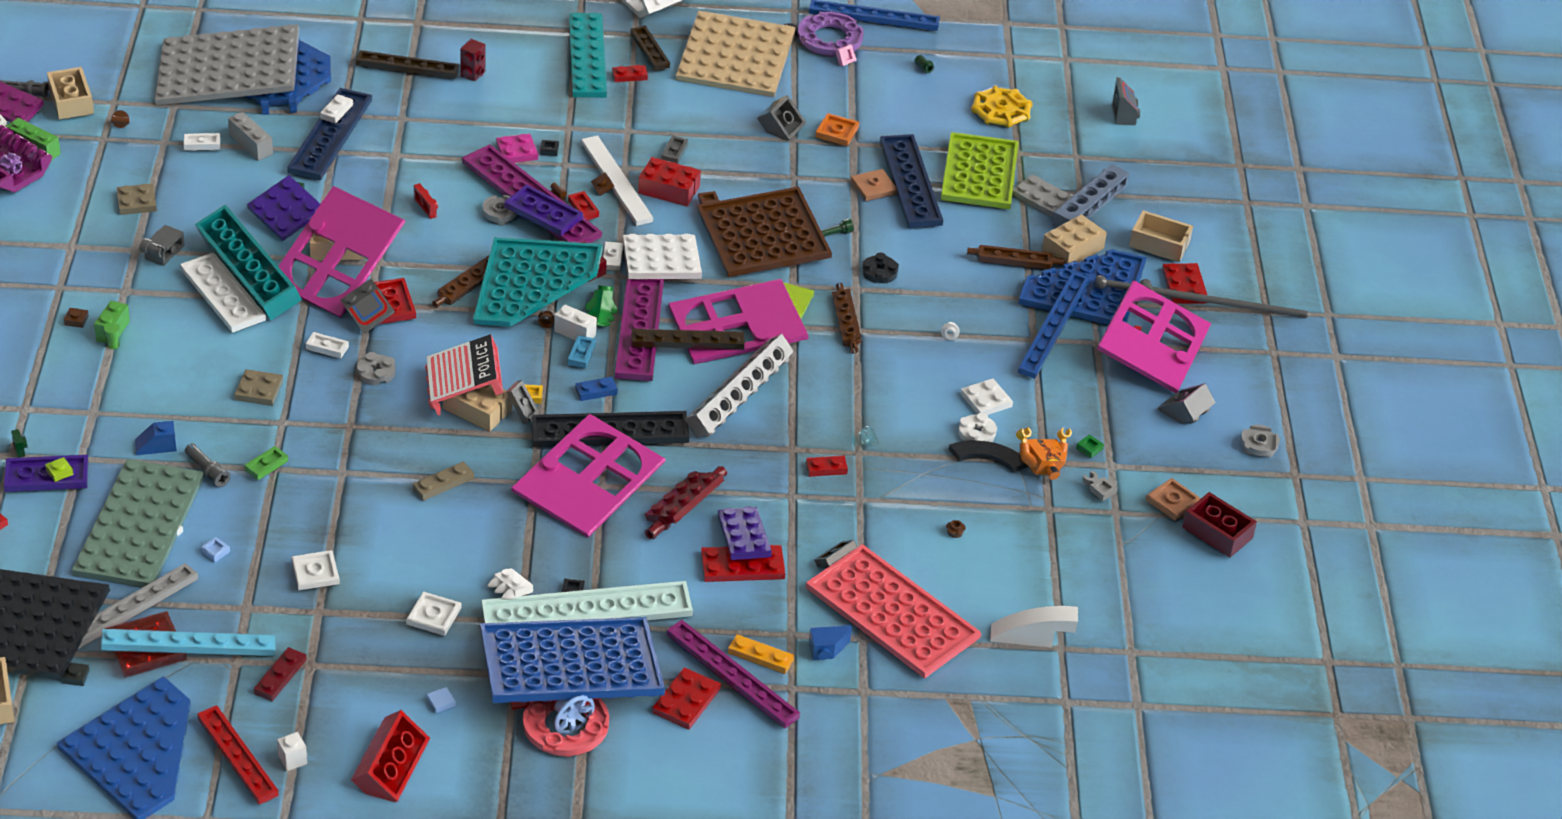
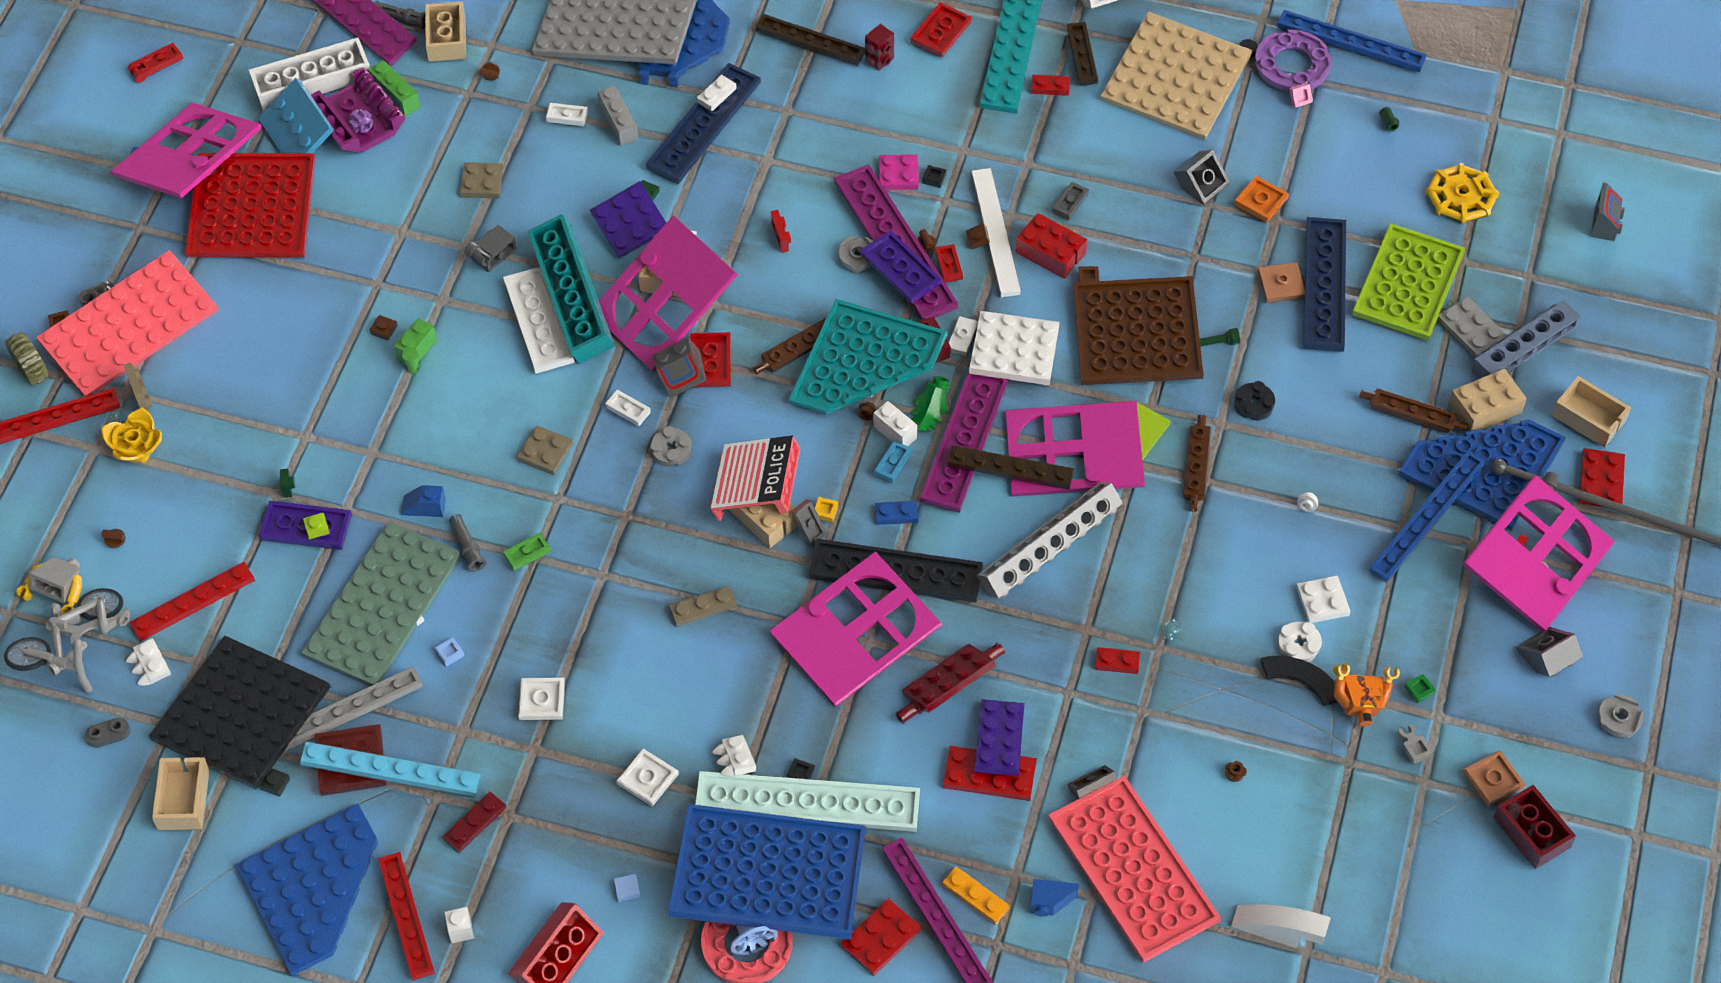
camera: 20 degrees right, 15 degrees up
(521, 45) = (941, 29): none -> red plate

